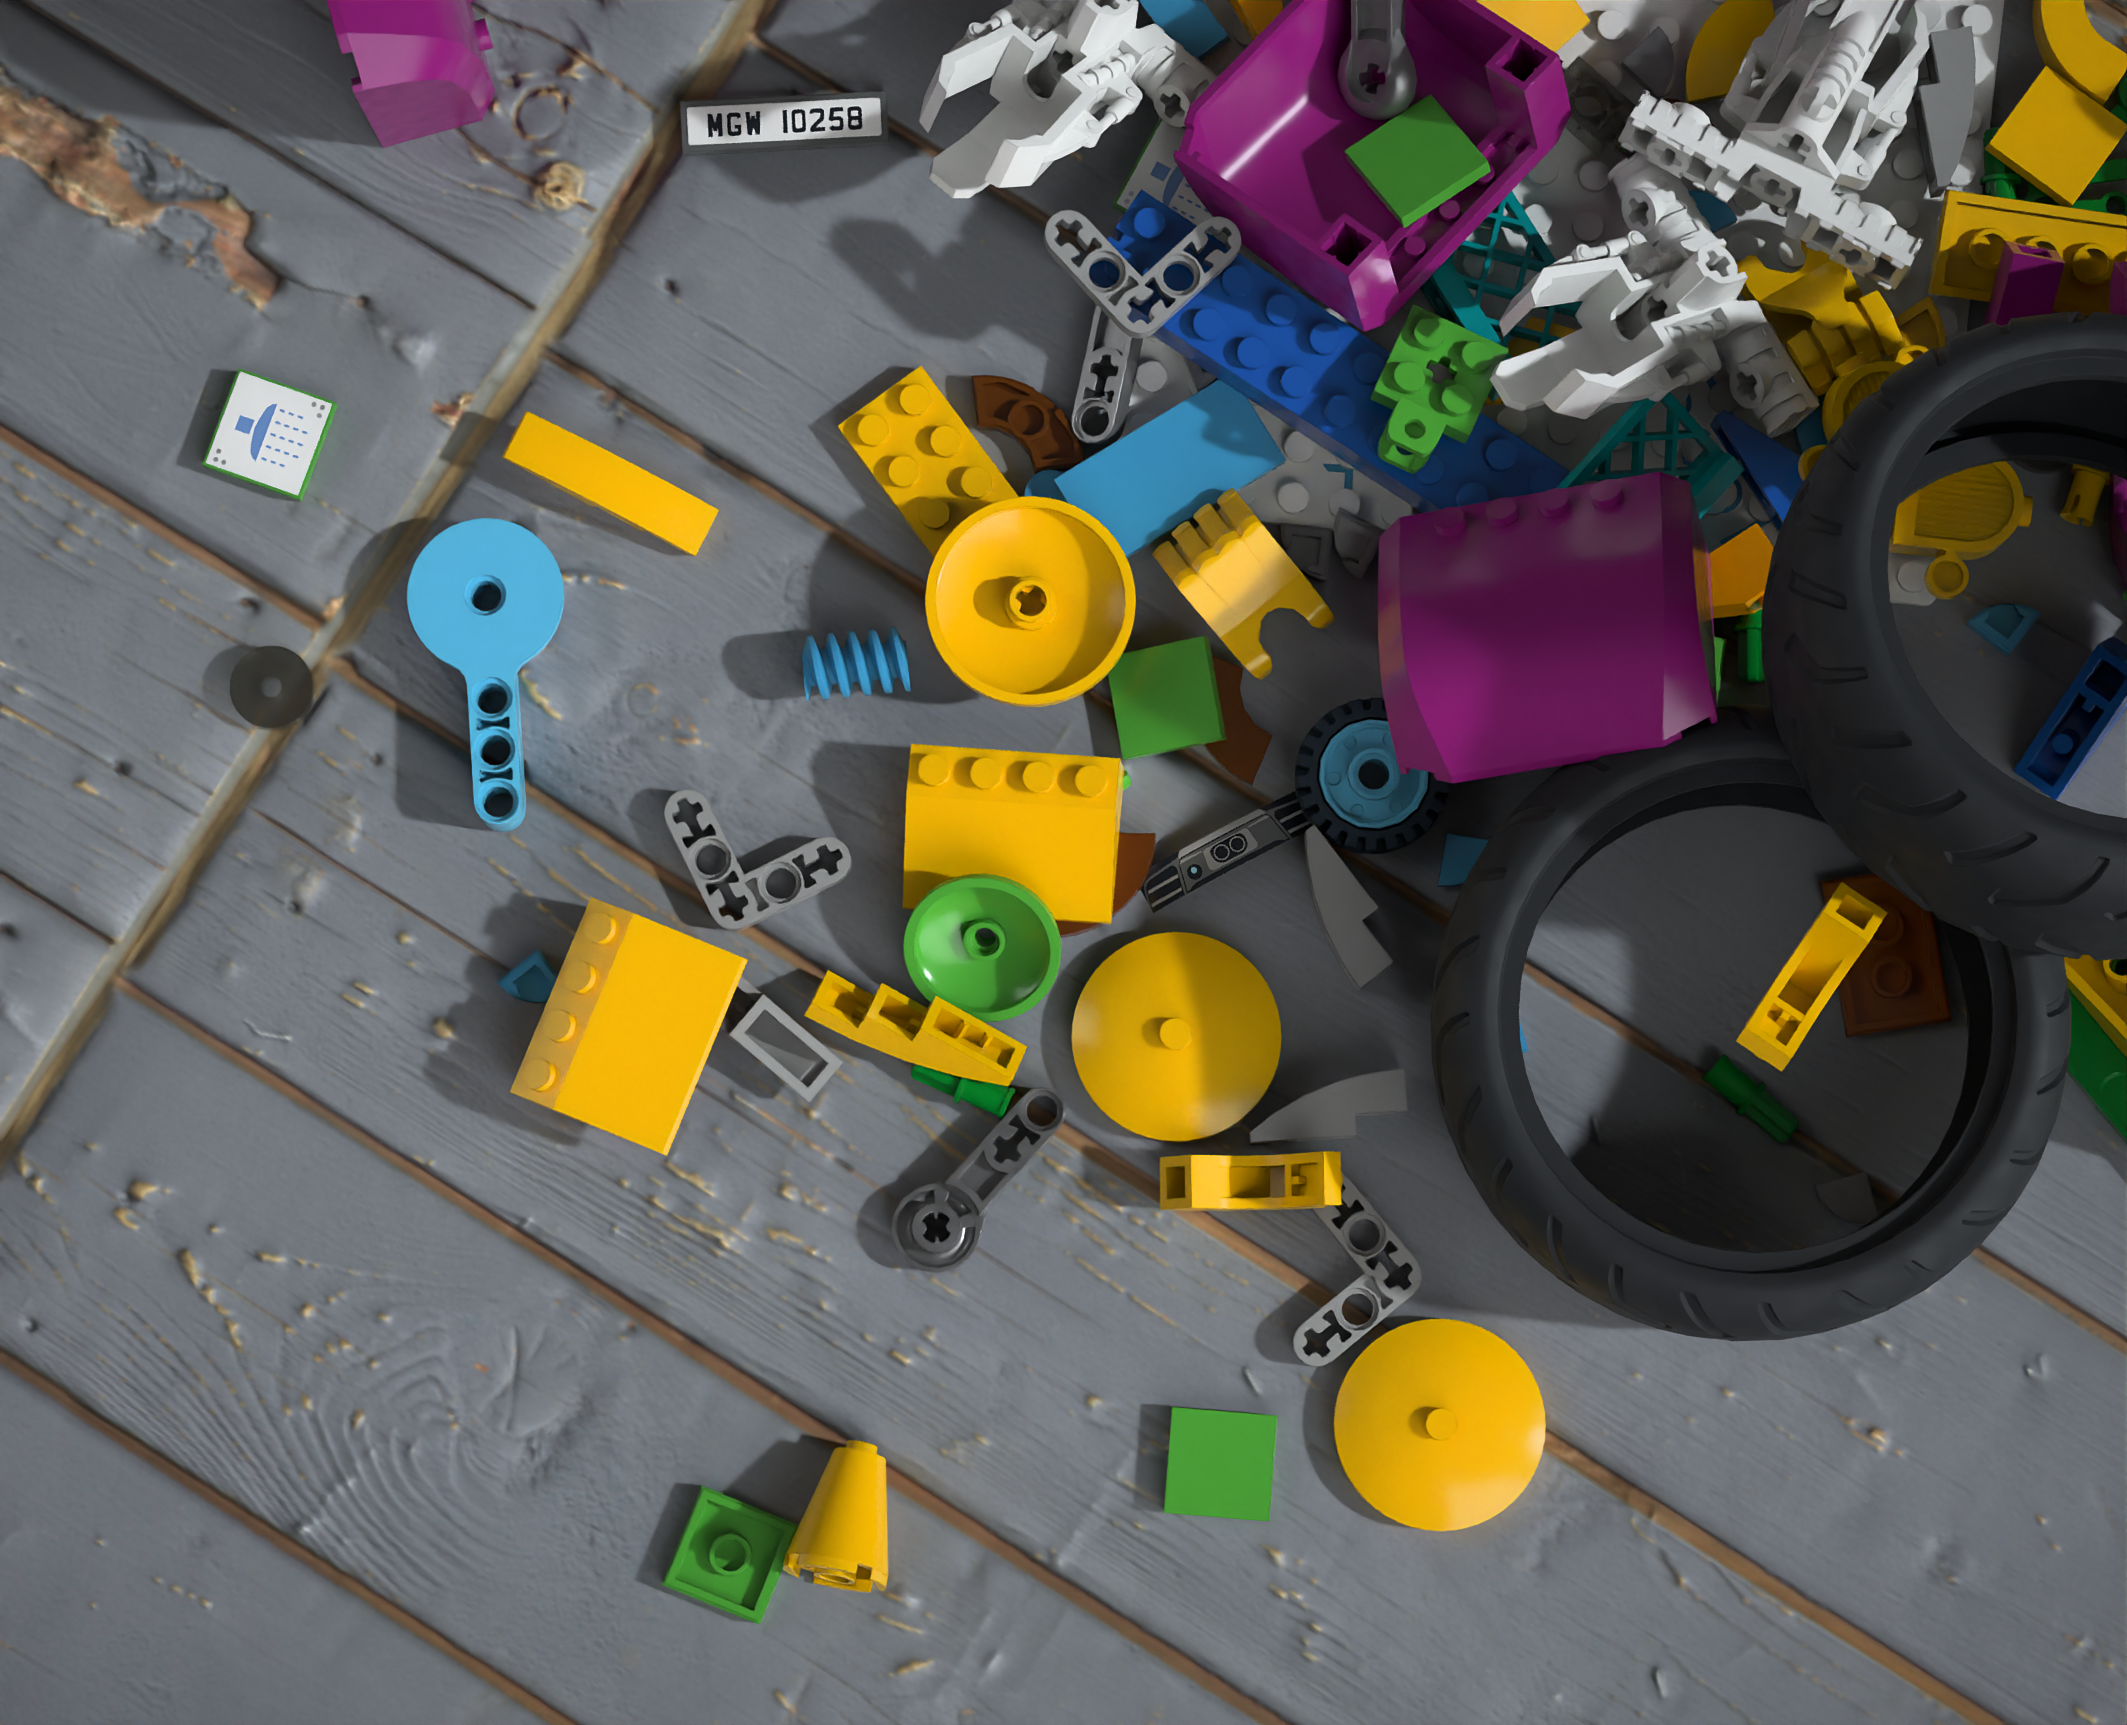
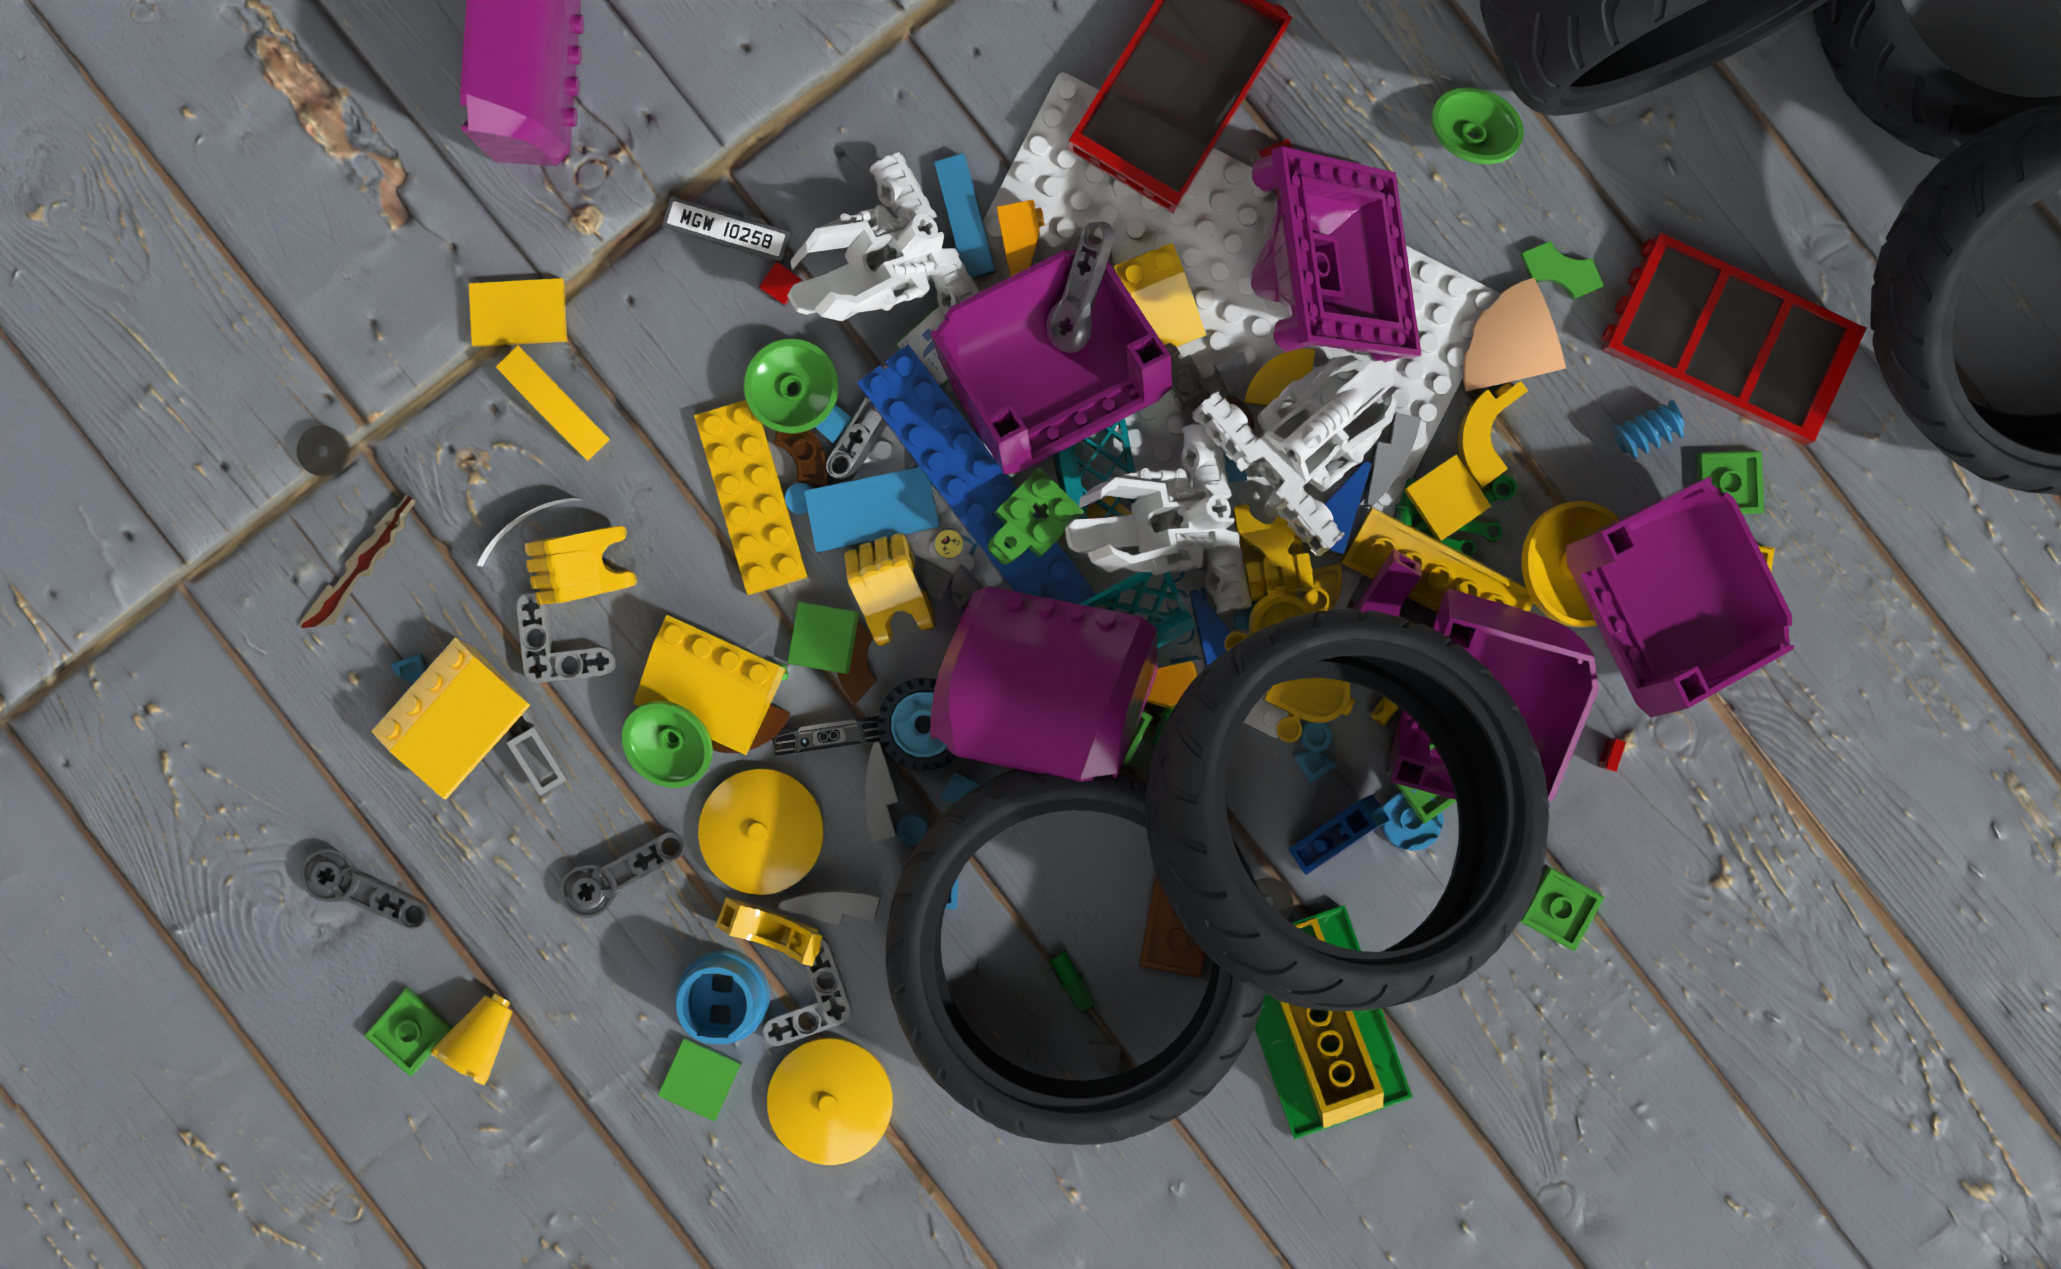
camera: 20 degrees right, 5 degrees up
(270, 435) = (371, 305): white tile -> none
(393, 843) = (361, 563): none -> dark tan sword
(491, 643) = (451, 471): medium azure beam -> none
(503, 365) = (518, 312): none -> yellow tile
(561, 1353) = (356, 888): none -> flat silver beam
(687, 626) = (492, 544): none -> white sticker
(737, 721) = (574, 566): none -> yellow piece
(855, 664) = (654, 557): dark azure piece -> none
(898, 177) = (779, 282): none -> red tile
(930, 1037) = (619, 781): yellow slope -> none
(967, 290) = (787, 364): none -> bright green dish
(983, 1095) = (631, 815): green axle -> none
(1030, 601) = (762, 558): yellow dish -> none
(1055, 360) = (834, 424): none -> dark azure tile
(1131, 285) = (879, 398): light grey beam -> none
(1168, 1332) = (747, 1000): none -> dark azure piece
(1309, 482) = (948, 544): none -> light yellow tile
(1413, 950) = (911, 829): none -> dark azure tile
(1417, 161) = (1073, 383): bright green tile -> none
(1810, 976) = (1110, 949): yellow arch -> none
(1905, 198) = (1345, 503): none -> blue slope
(1991, 580) = (1316, 736): none -> dark azure tile

